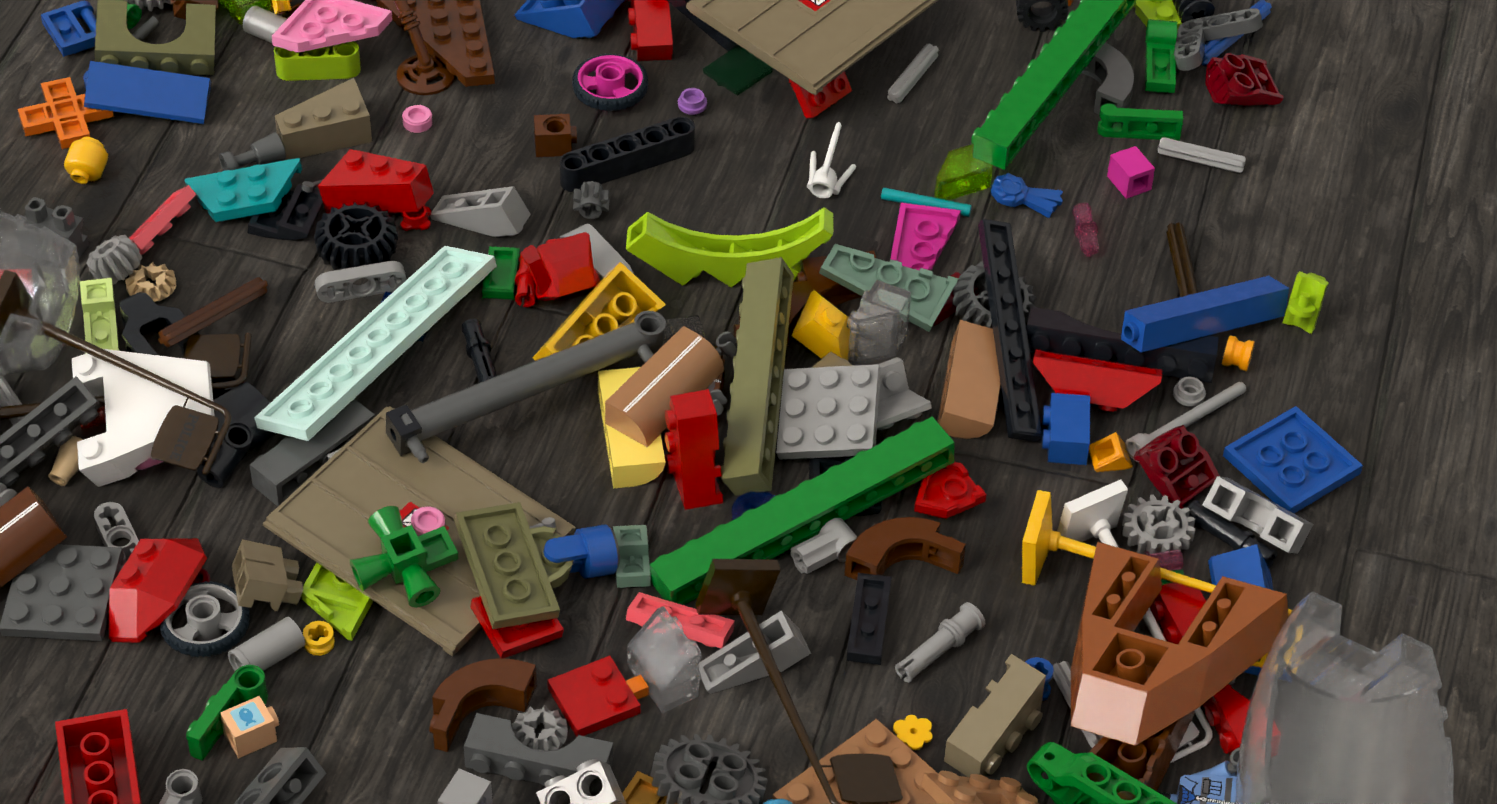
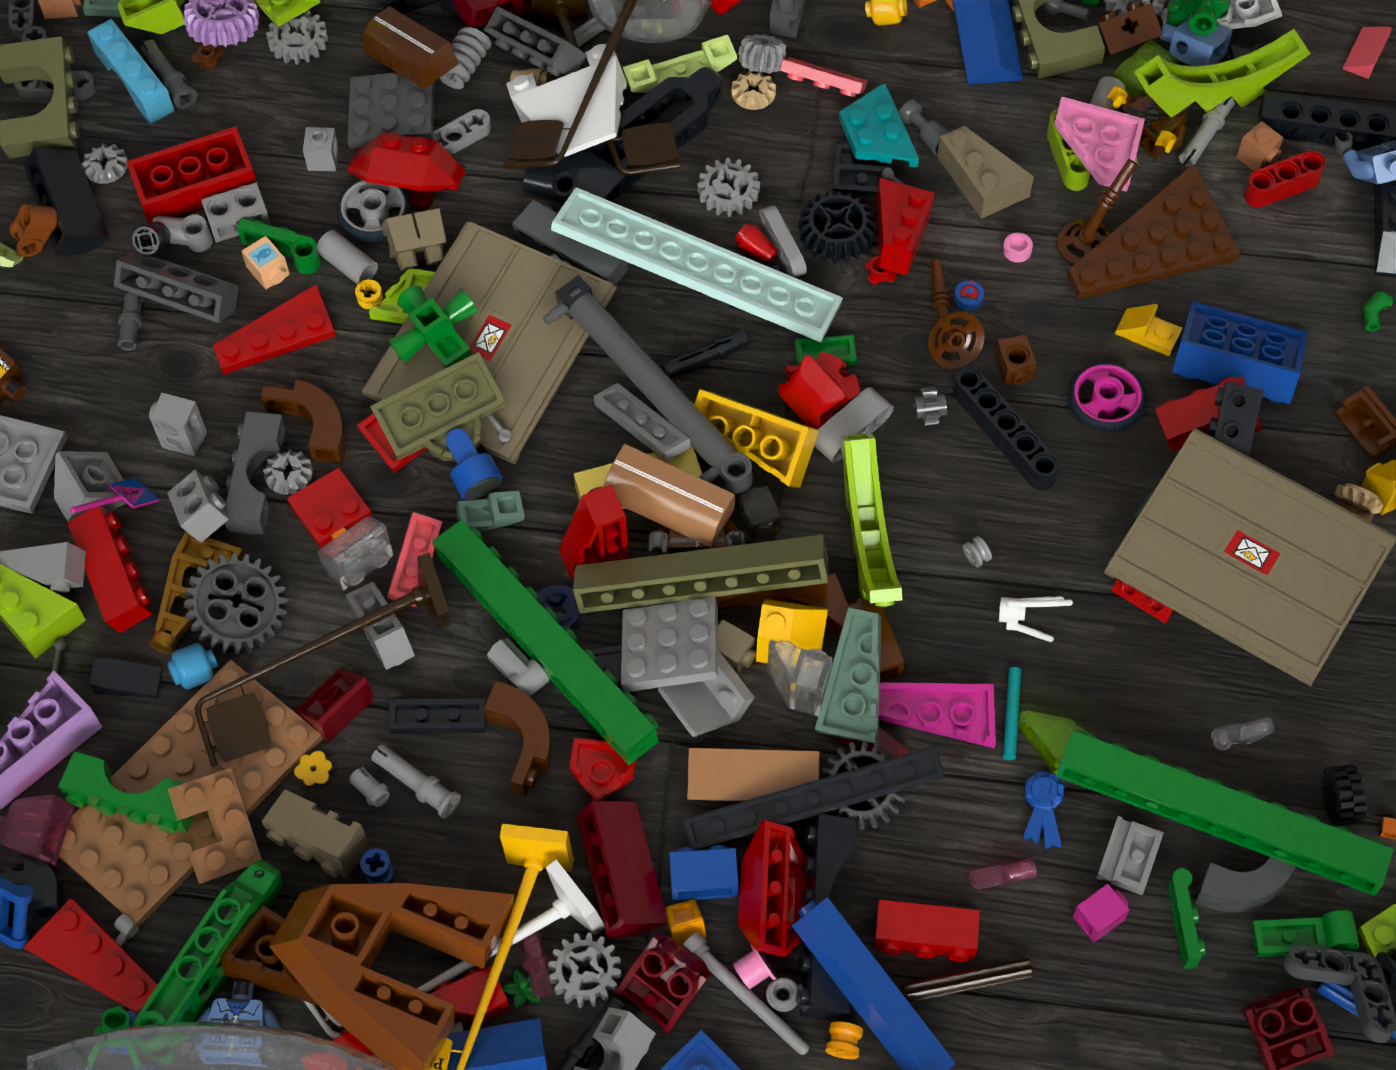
camera: 85 degrees right, 15 degrees up
(101, 659) = (320, 149): none -> light grey brick
(162, 744) = (228, 208): none -> light grey brick
(212, 312) = (707, 135): reddish brown axle -> none
(278, 313) = (728, 187): none -> light grey gear
(345, 727) = (278, 332): none -> red wing
(354, 303) = (755, 242): none -> red cone
(427, 519) = (484, 340): bright pink tile -> none
(464, 160) = (969, 295): none -> blue tile
(485, 211) = (893, 320): light grey slope -> none
(520, 168) = (950, 333): none -> reddish brown dish
(538, 46) = (1147, 330): none -> yellow slope
(562, 407) = (642, 422): none -> light grey plate
(692, 101) = (1103, 476): medium lavender plate -> none
(758, 194) = (977, 552): none -> light grey bush
(840, 699) = (335, 703): none -> dark red slope
(912, 73) = (1208, 679): light grey axle -> none
(941, 683) = (375, 793): none -> light grey pin
(968, 59) = (1241, 733): none -> clear arm
(1014, 490) = (621, 868): none -> dark red brick
(1077, 147) = (1130, 855): none -> light grey plate
(1138, 278) = (927, 930): none -> red brick
(1164, 402) = (754, 968): none -> bright pink piece
(1201, 155) = (1156, 992): light grey axle -> none

